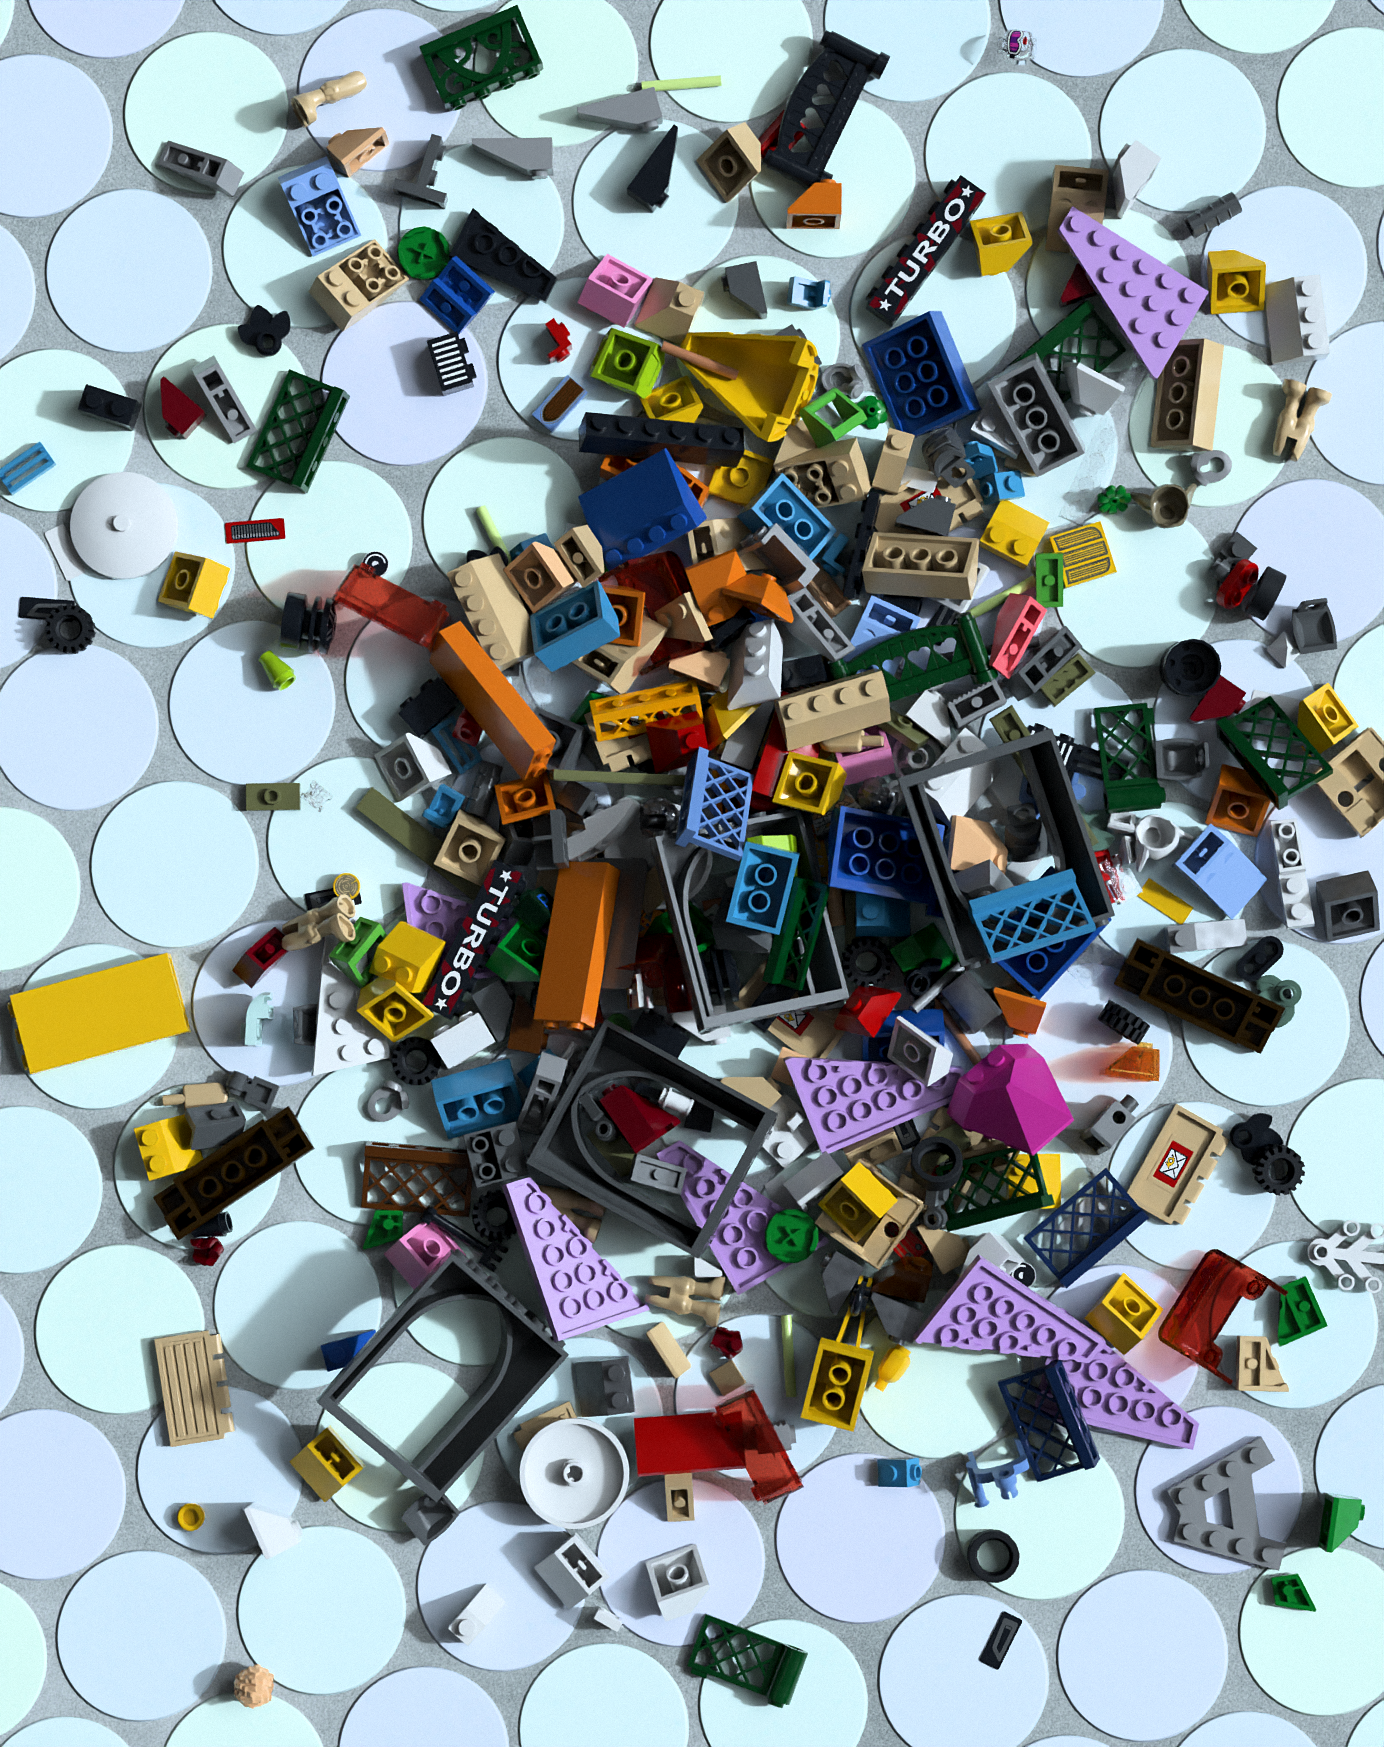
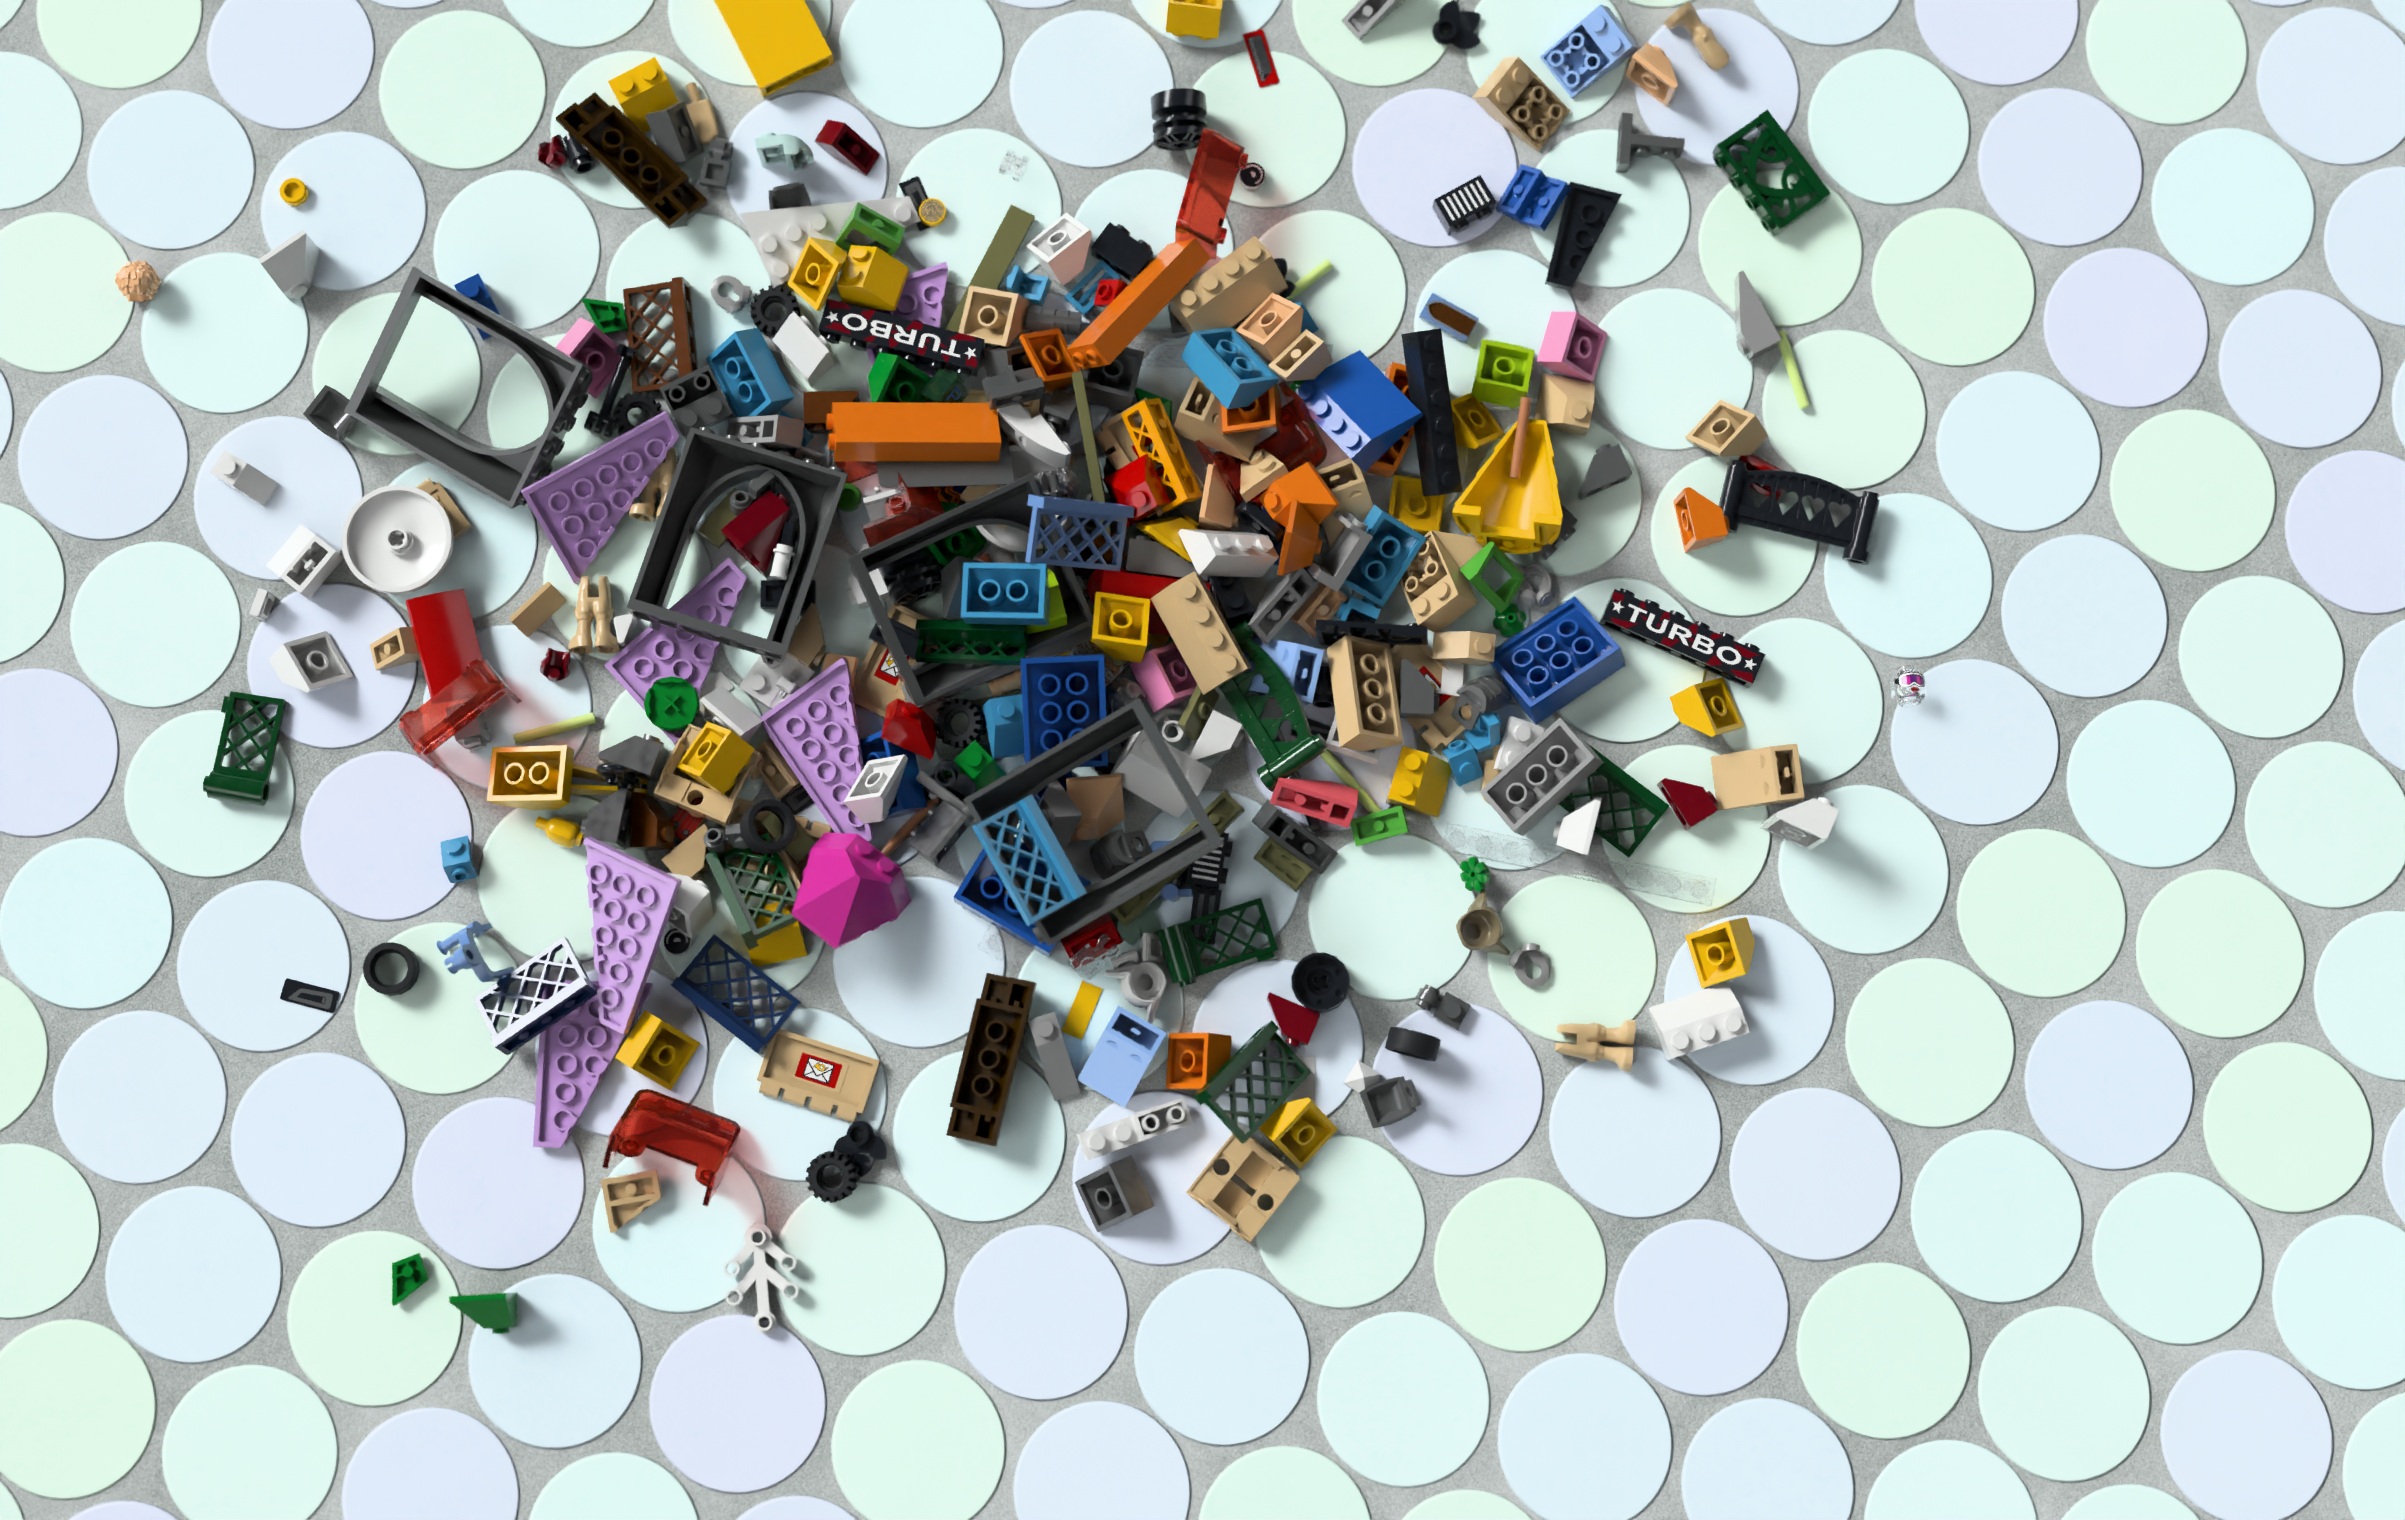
camera: 70 degrees right, 5 degrees down
(191, 1388) = (418, 167): tan hinge -> none
(273, 796) = (1005, 126): olive plate -> none
(277, 671) = (1127, 105): lime cone -> none
(312, 927) = (890, 191): tan piece -> none
(320, 433) = (1365, 97): dark green fence -> none
(327, 1463) = (366, 307): yellow slope -> none
(423, 253) = (1567, 158): green tile -> none
(496, 1007) = (841, 374): dark grey slope -> none
(525, 155) = (1685, 237): light grey slope -> none
(559, 334) = (1515, 302): red bracket -> none
(605, 1387) = (490, 558): flat silver slope -> none
(654, 178) = (1695, 362): black slope -> none
(654, 1031) = (844, 536): black brick -> none
(655, 1175) = (706, 559): panel -> none
(727, 1377) = (522, 673): tan slope -> none
(808, 293) = (1612, 532): dark azure bracket -> none
(851, 742) = (1173, 661): tan piece -> none
(976, 704) = (1238, 777): light grey brick -> none
(1019, 1011) = (939, 881): orange slope -> none
(1084, 554) = (1413, 856): tile -> none
(1104, 1131) = (833, 991): torso -> none
(1123, 1022) = (949, 988): black tyre -> none
(1135, 1064) = (909, 1009): clear orange slope -> none
(1140, 291) = (1689, 855): lavender wing -> none
(1181, 758) = (1227, 992): dark grey piece -> none
(1188, 397) = (1596, 927): tan slope -> none
(1213, 214) = (1785, 916): dark grey axle -> none
(1235, 1475) = (452, 1216): light grey plate -> none
(1237, 584) = (1416, 1015): red plate -> none
(1259, 959) = (1042, 1115): black plate -> none
(1272, 989) = (1010, 1135): sand green plate -> none
(1298, 1312) = (692, 1226): green wing -> none

